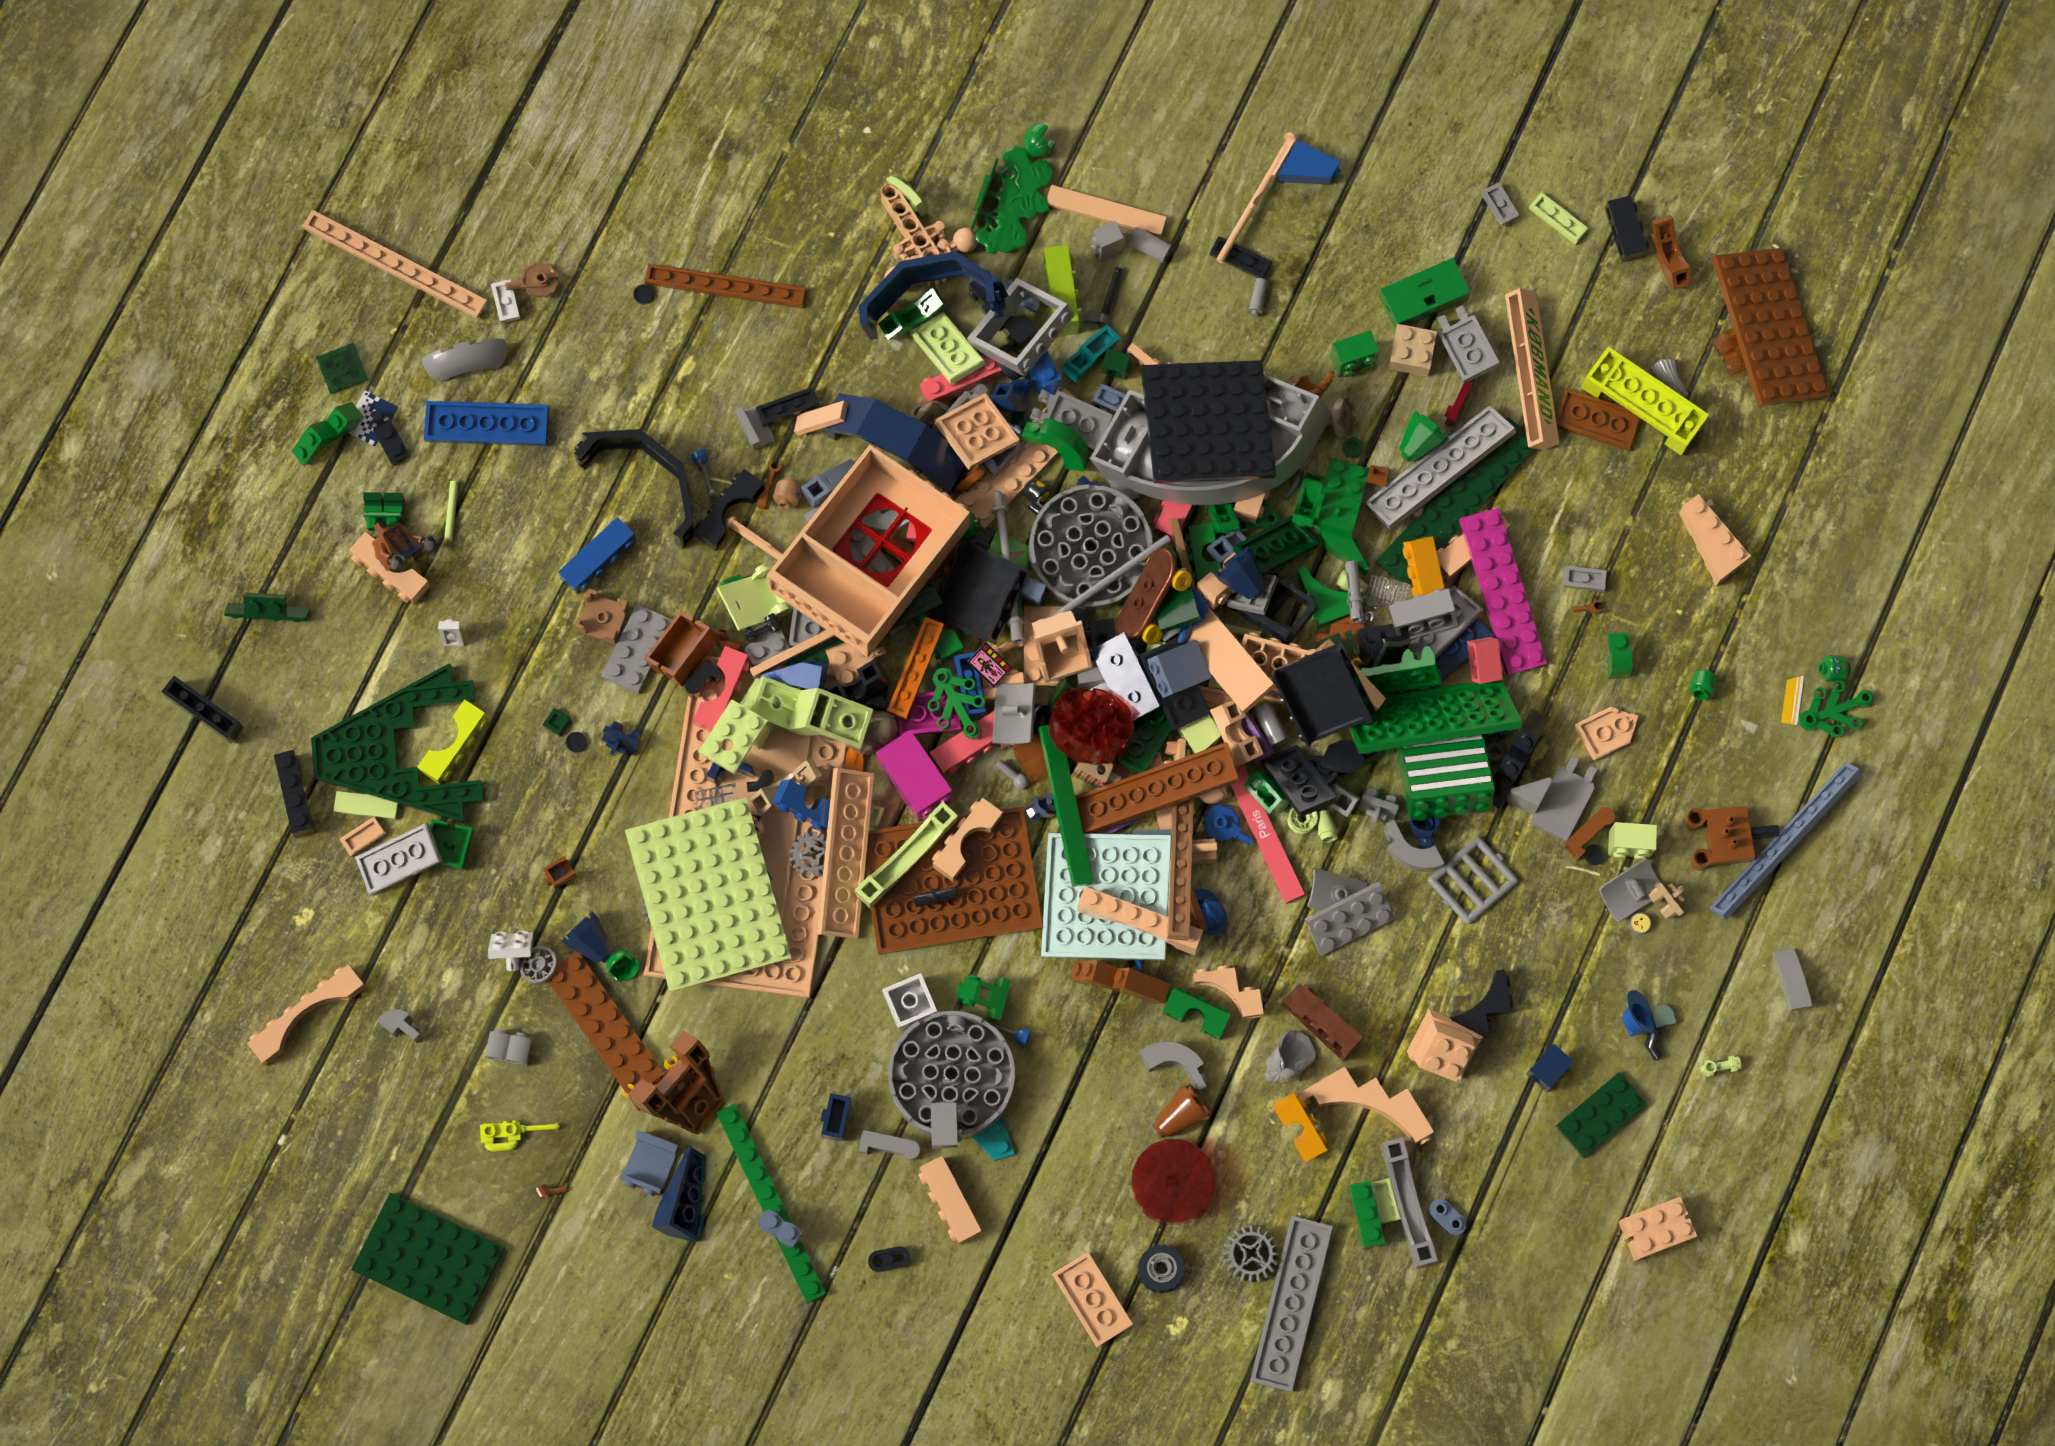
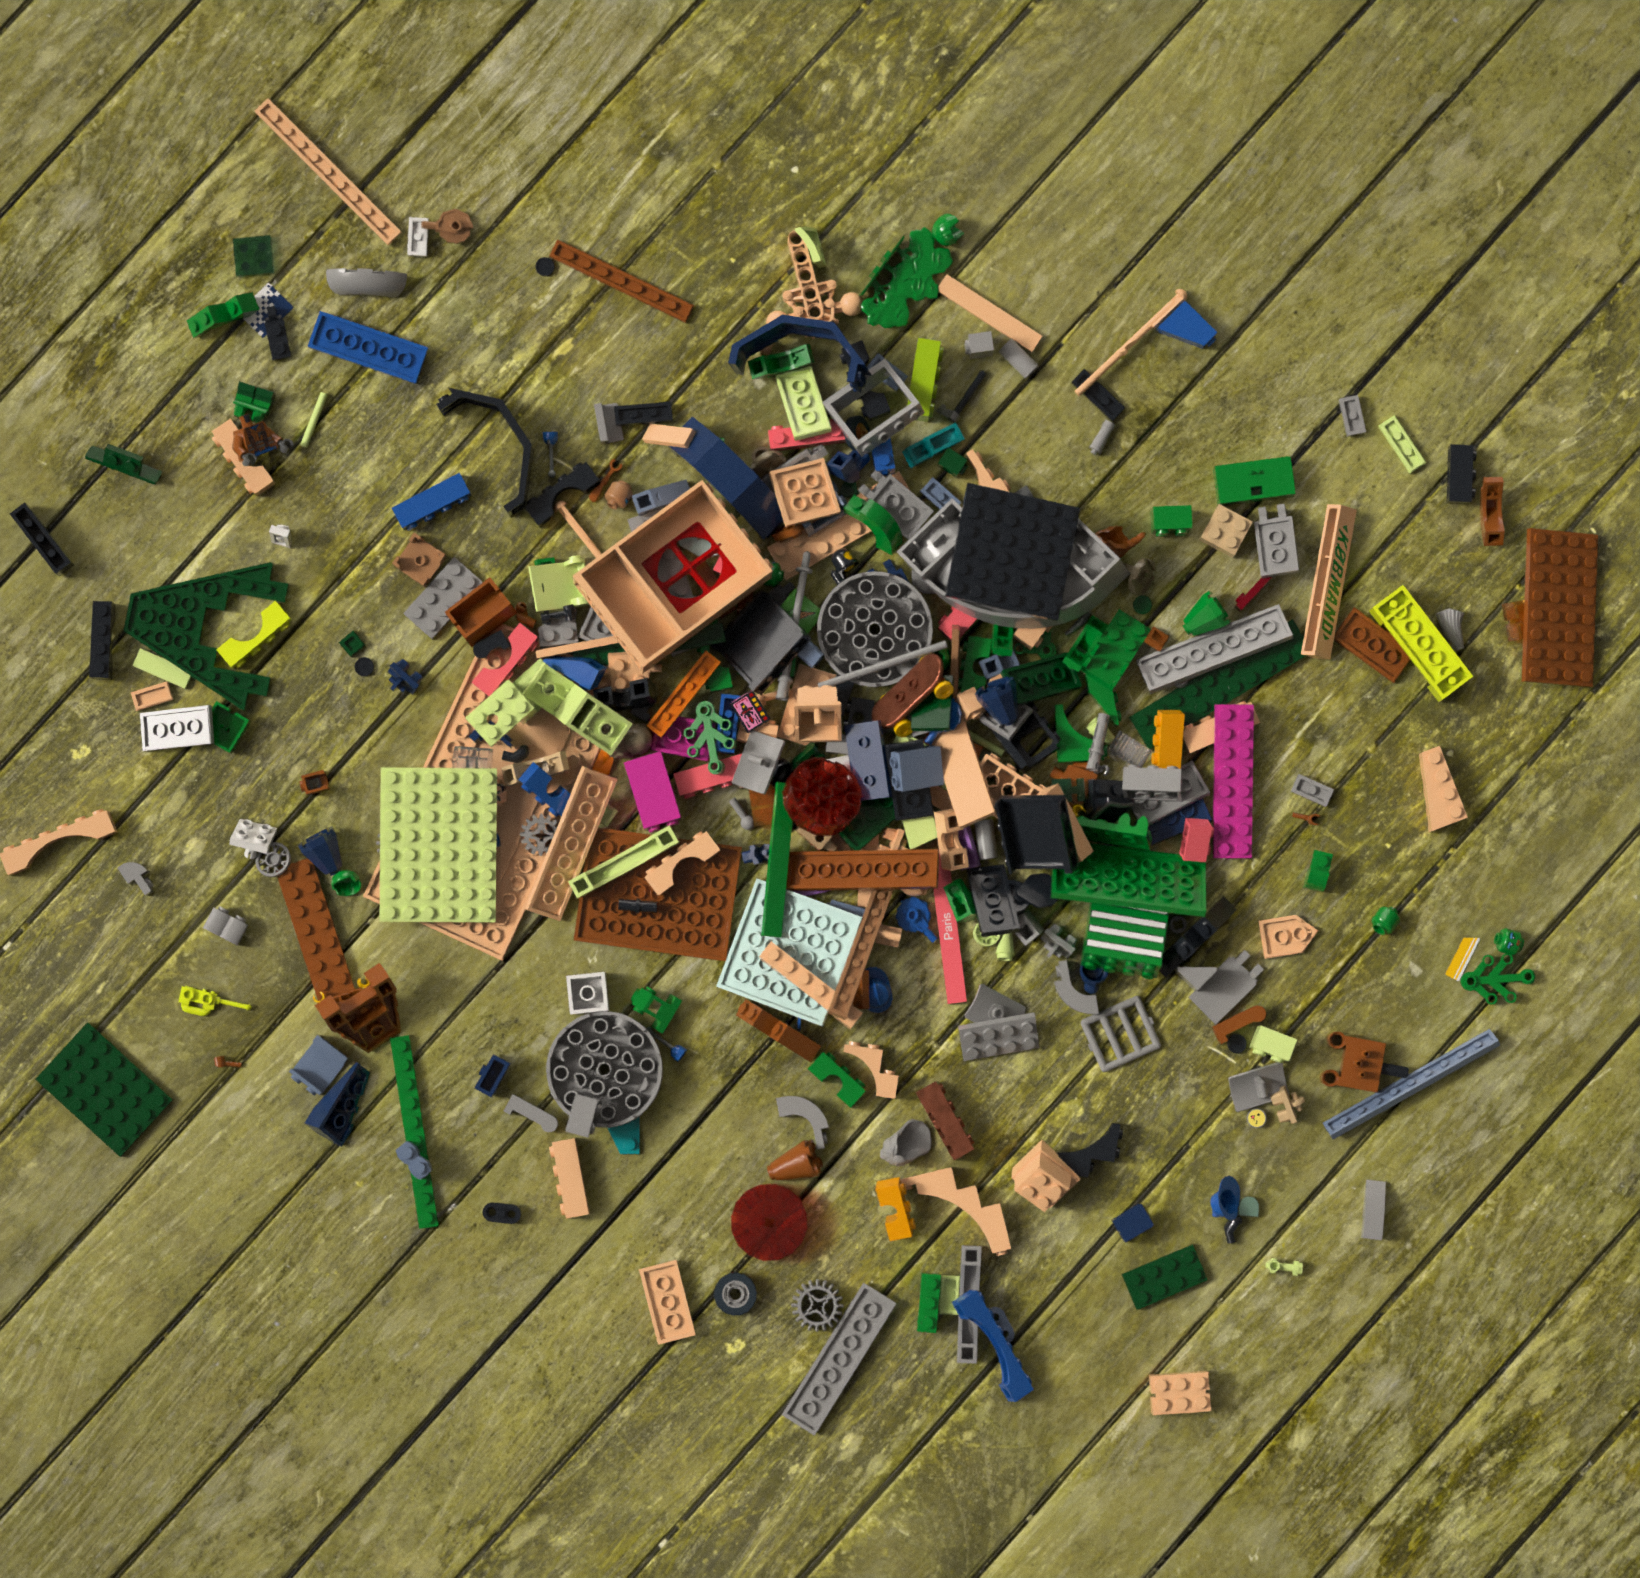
camera: 20 degrees right, 10 degrees up
(1482, 1269) = (1014, 1381): none -> blue arch

